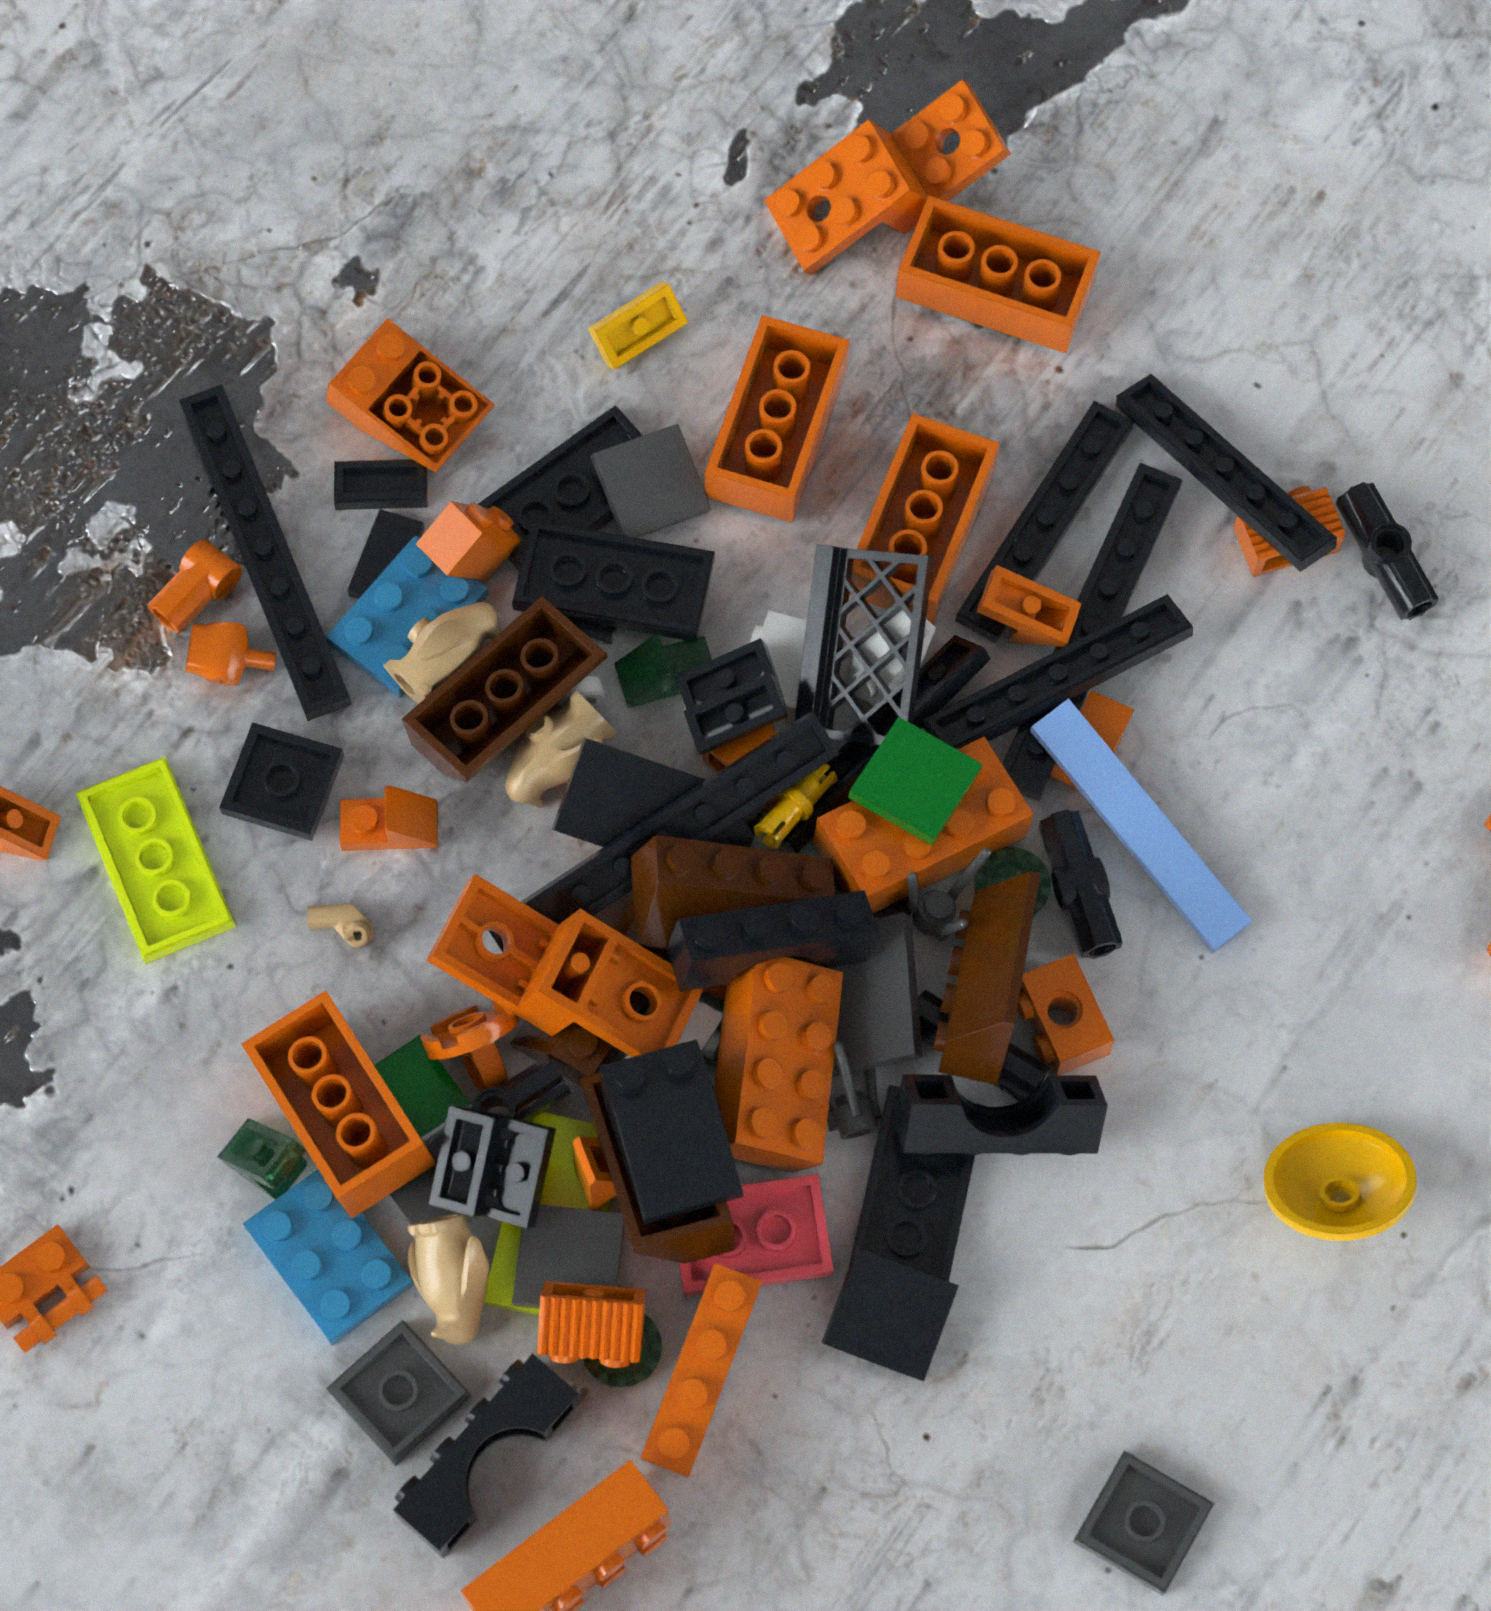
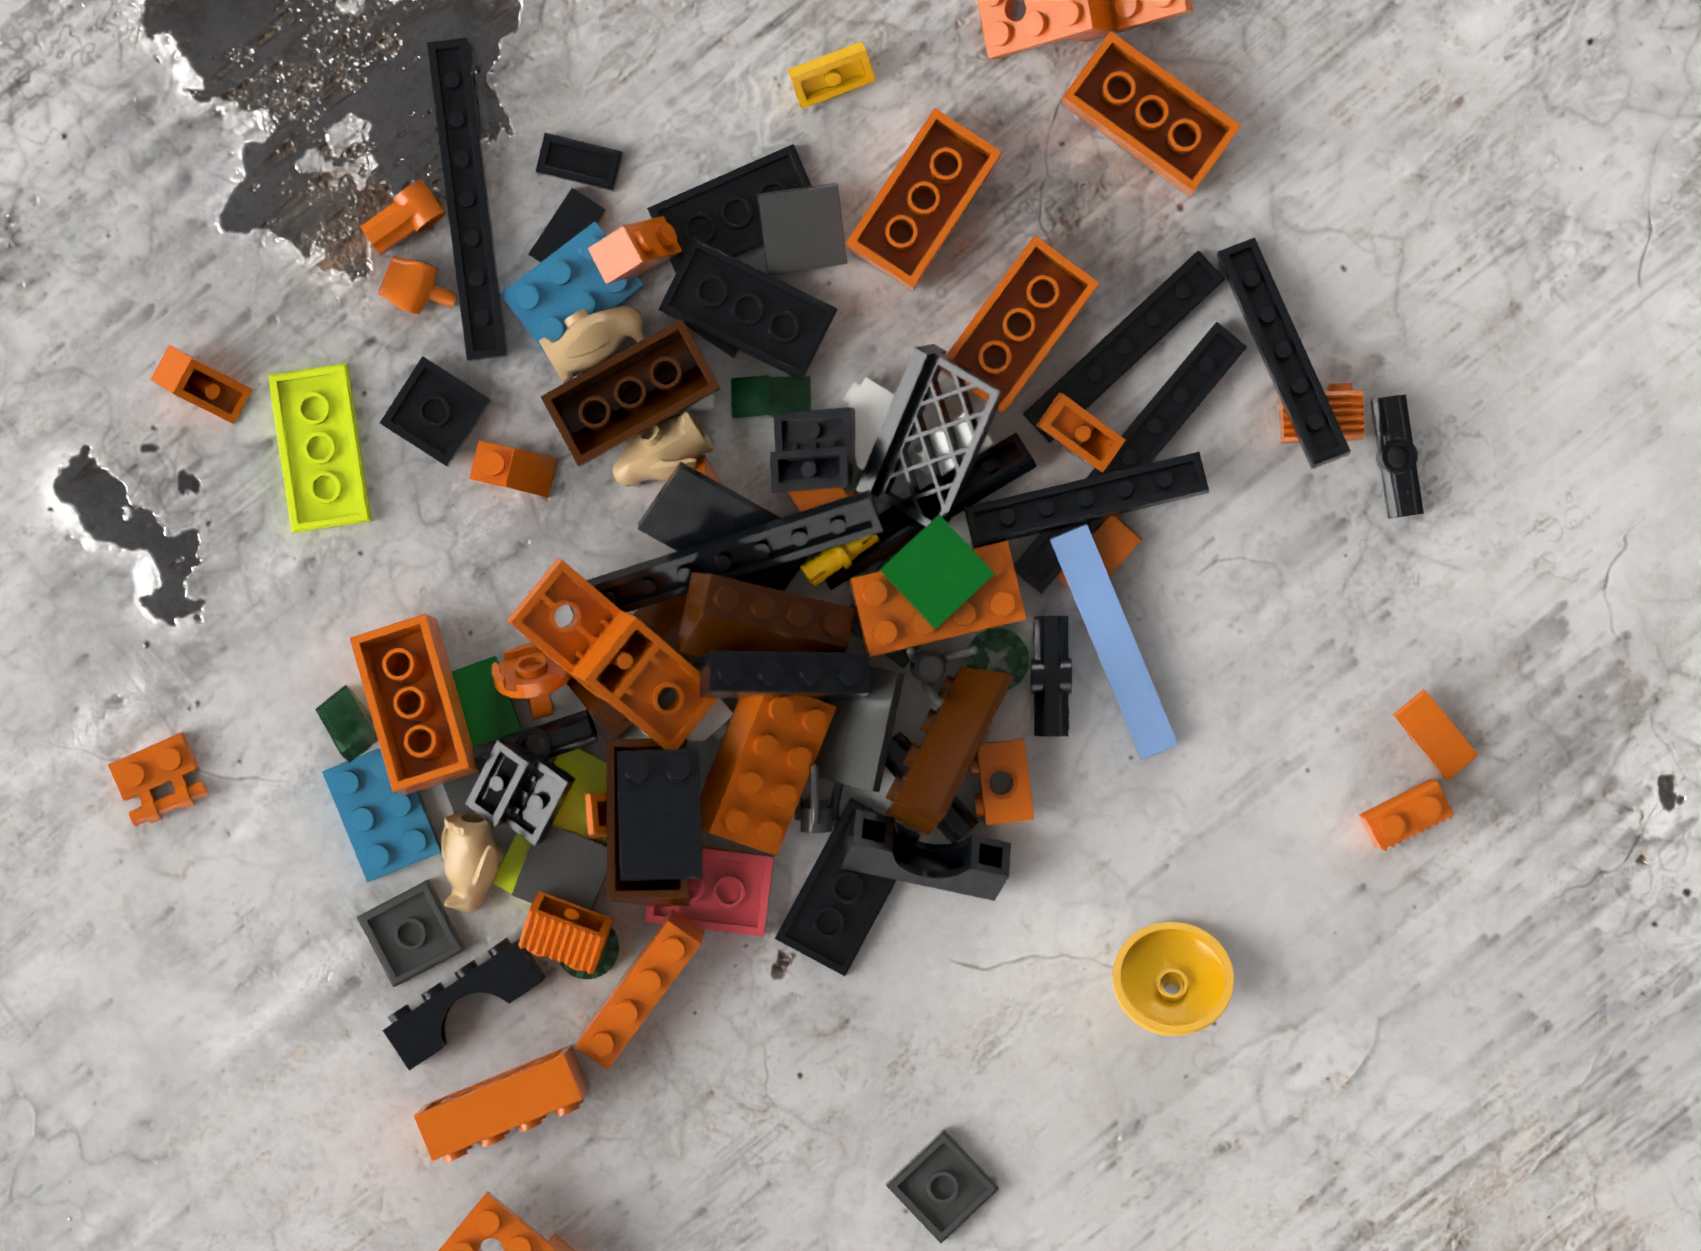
camera: 20 degrees right, 20 degrees up
(345, 919) = (460, 543): tan arm -> none
(407, 398) = (620, 96): orange slope -> none
(890, 1314) = (796, 981): black slope -> none

